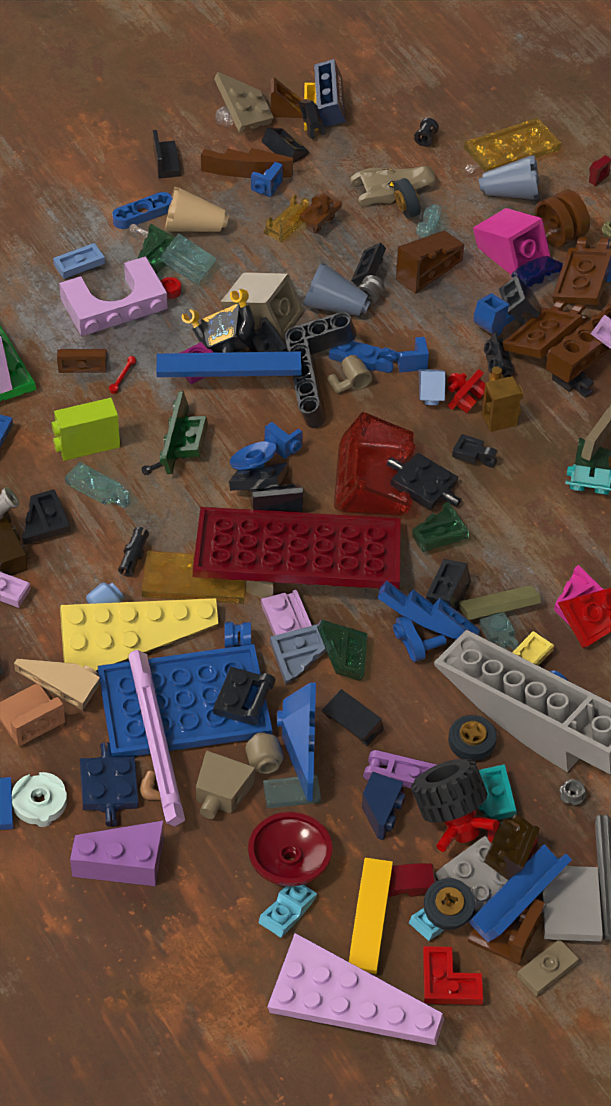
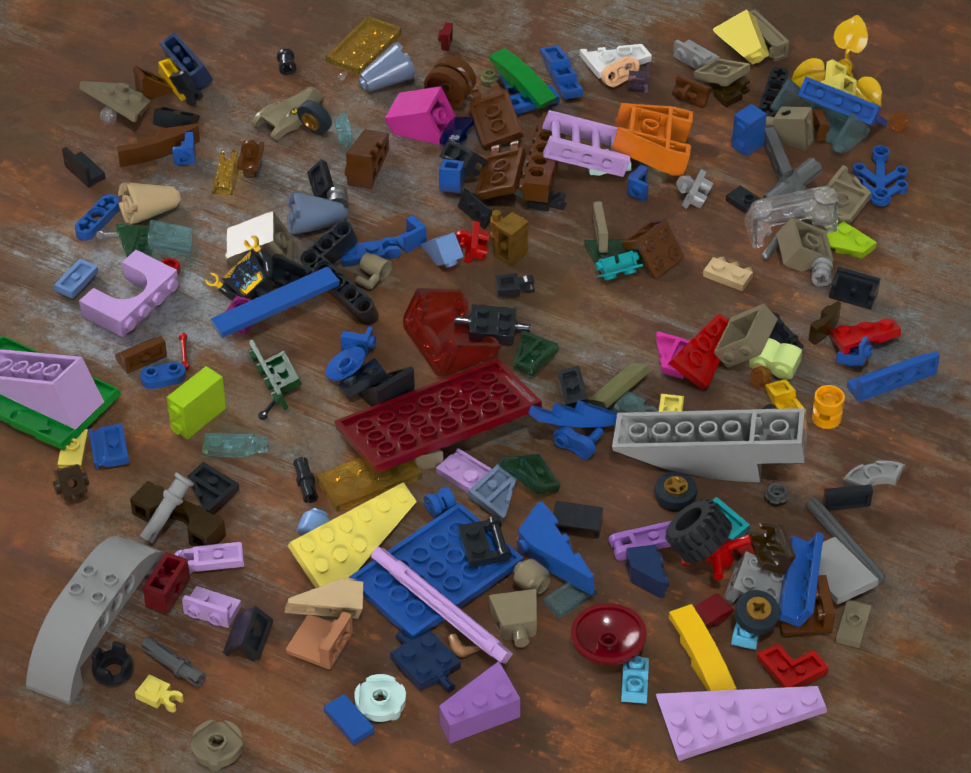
camera: 30 degrees left, 5 degrees down
(86, 388) = (163, 375): none -> blue plate

